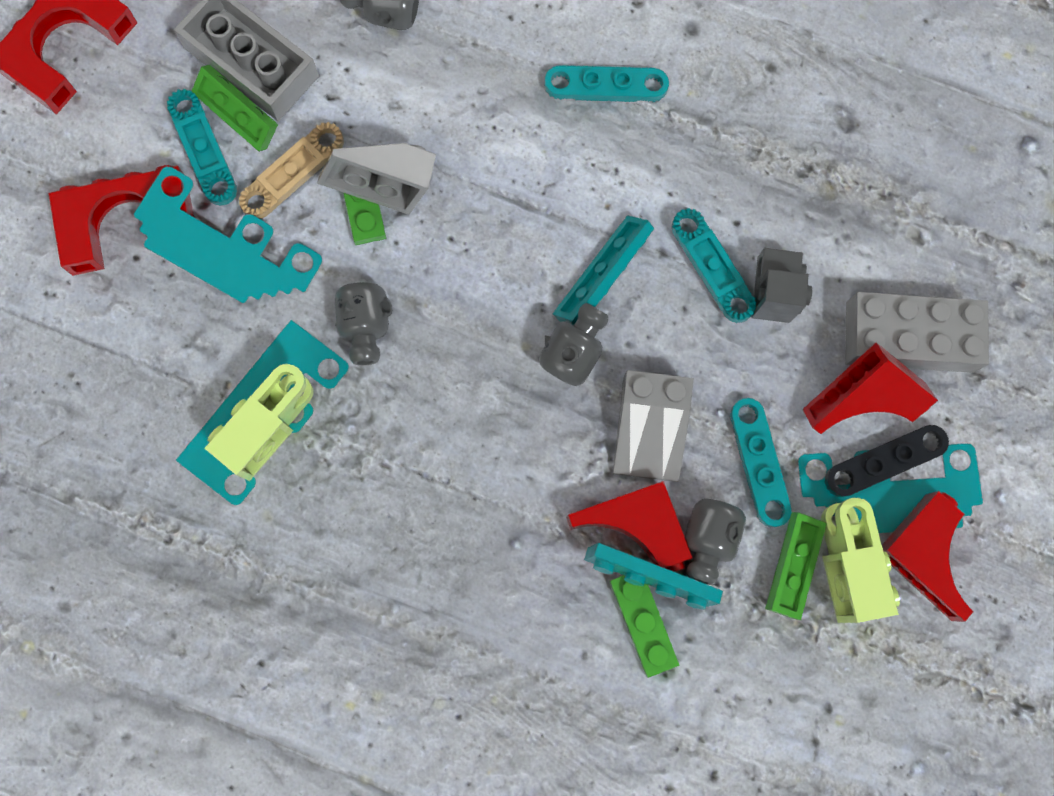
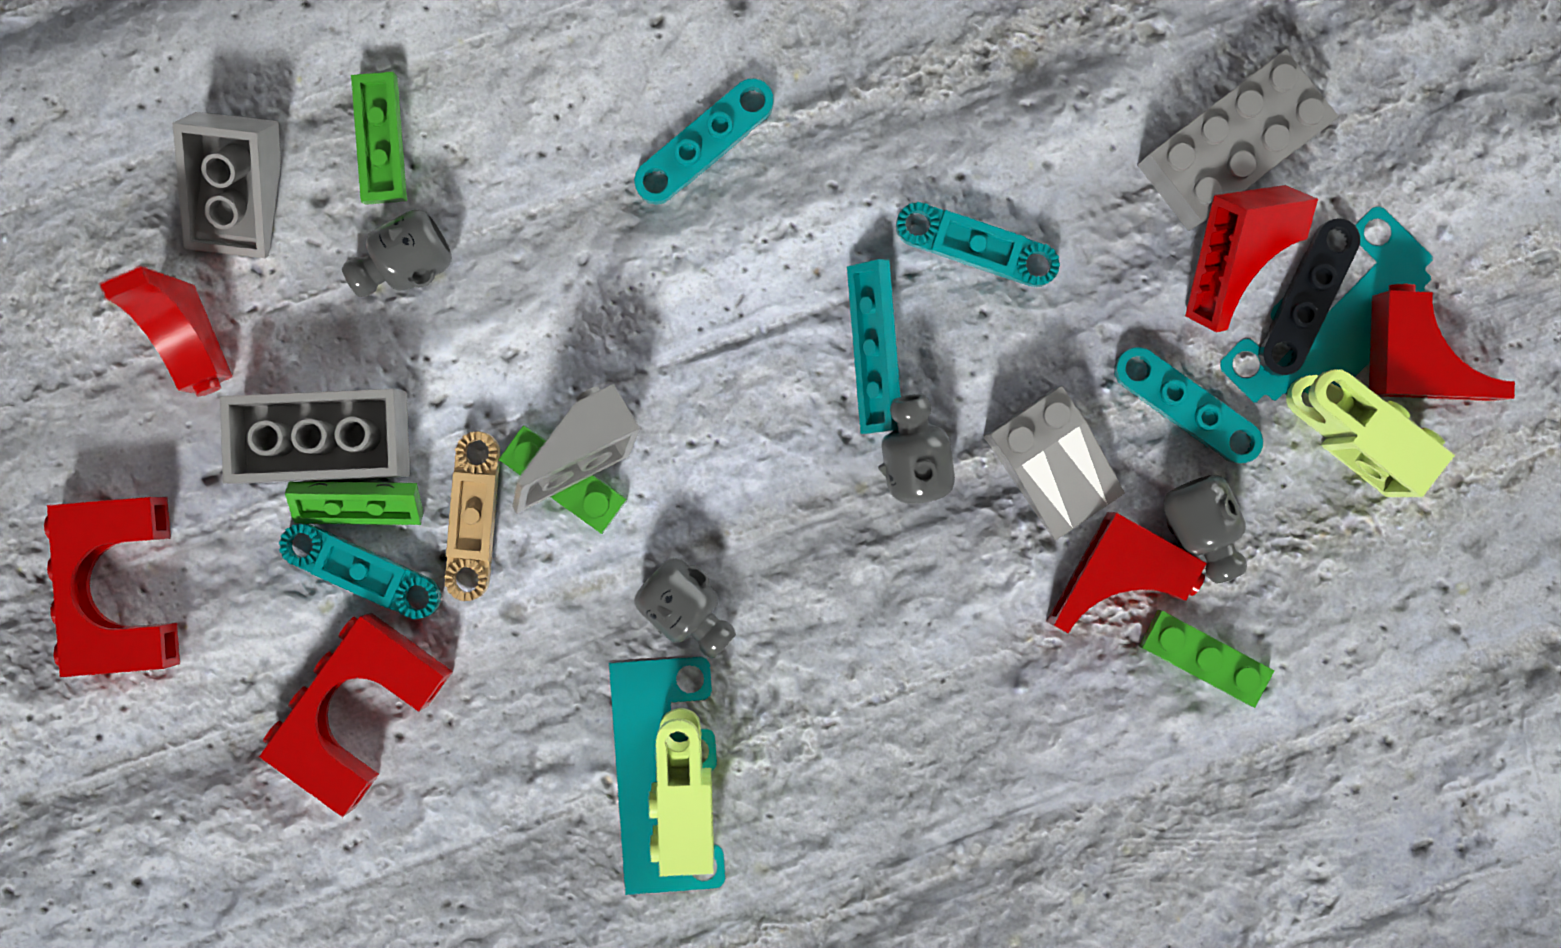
camera: 35 degrees left, 10 degrees up
(218, 260) = (476, 676): teal piece -> none
(642, 572) = (1168, 622): teal plate -> none
(780, 285) = (1062, 211): dark grey brick -> none
(796, 566) = (1307, 480): bright green plate -> none

